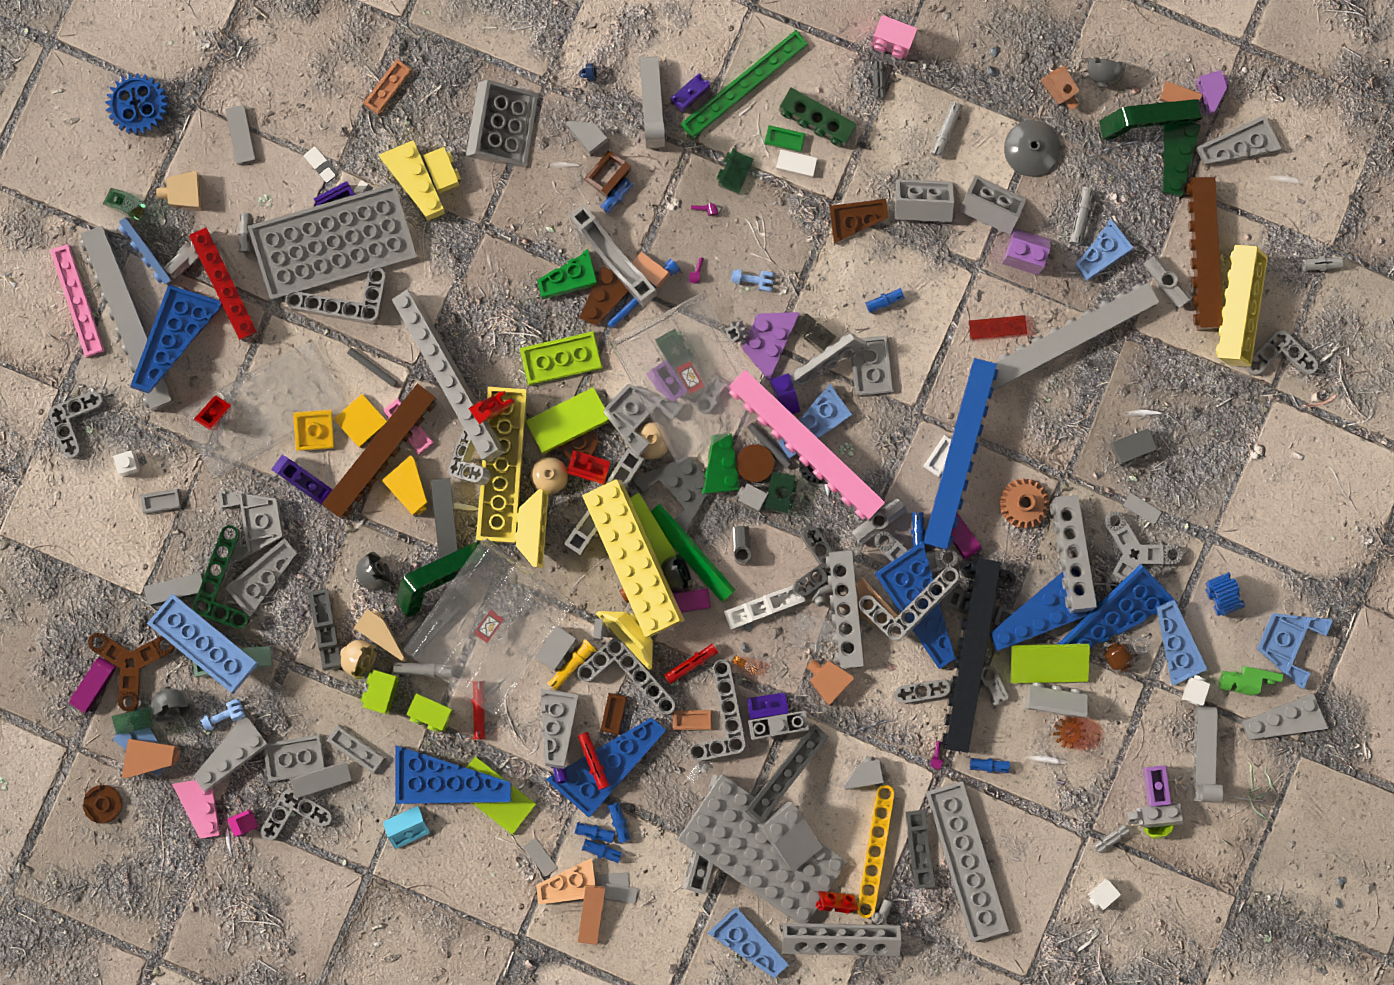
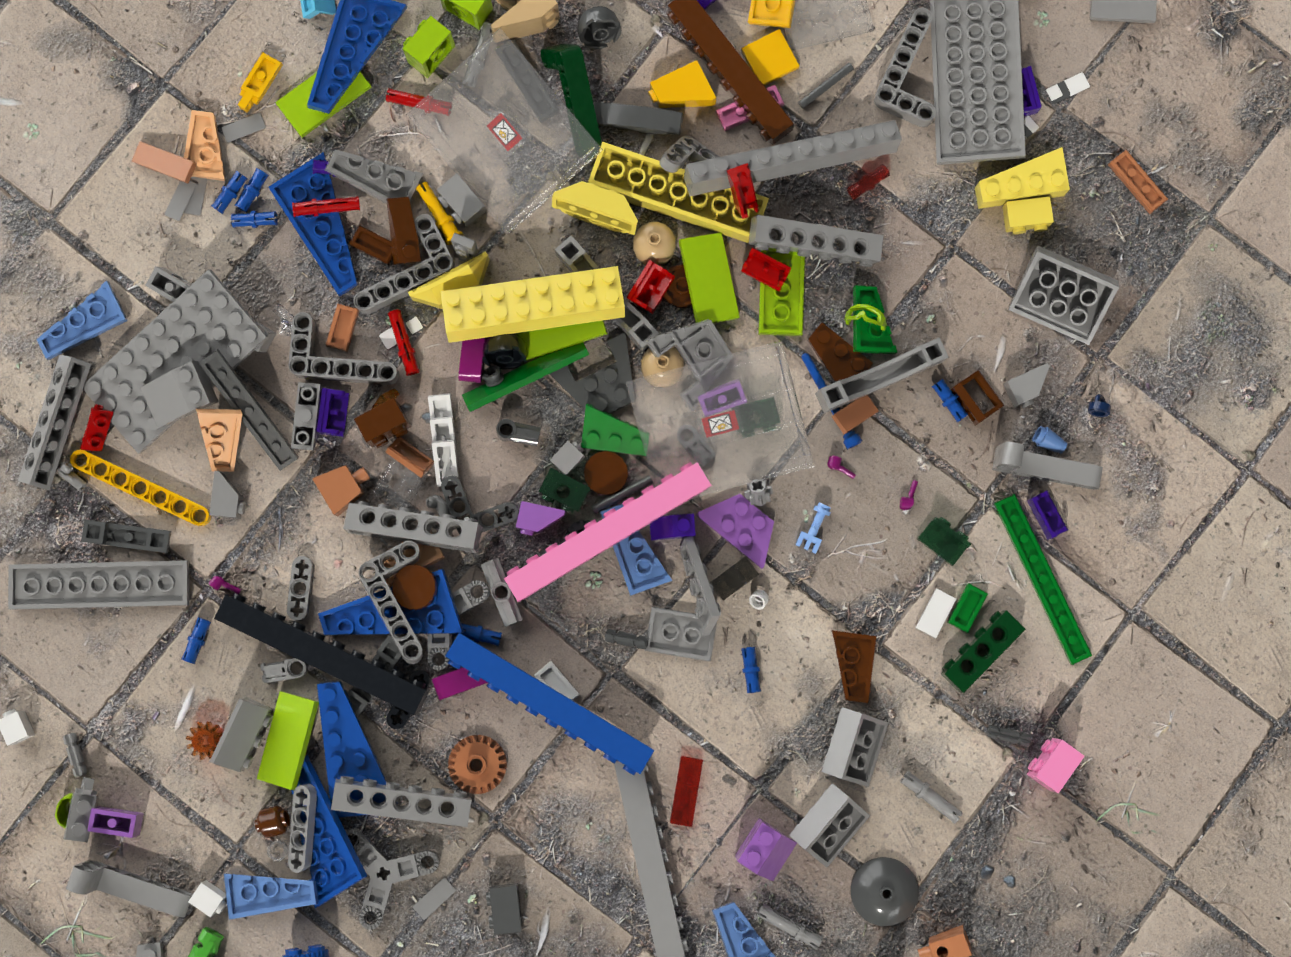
camera: 110 degrees right, 0 degrees up
(447, 310) = (868, 181): none -> clear red pin
(496, 854) = (258, 81): none -> yellow hinge
(506, 293) = (869, 243): none -> light grey brick
(548, 374) = (766, 269): none -> red hinge
(566, 267) = (881, 319): none -> lime helmet
(598, 689) = (402, 231): none -> reddish brown slope
(627, 108) = (1049, 440): none -> medium blue cone
(673, 661) = (412, 325): none -> white sticker
(704, 579) = (492, 376): none -> dark grey bush
(766, 658) = (383, 423): none -> reddish brown brick
(787, 630) = (410, 457): none -> nougat tile
(809, 509) = (536, 518): none -> medium lavender slope
(815, 790) = (221, 436): none -> light nougat wing
(825, 308) = (759, 599): none -> white hinge
(888, 408) = (626, 639): none -> dark grey axle
(896, 591) = (414, 587): none -> reddish brown tile
(1117, 633) = (305, 829): none -> light grey beam

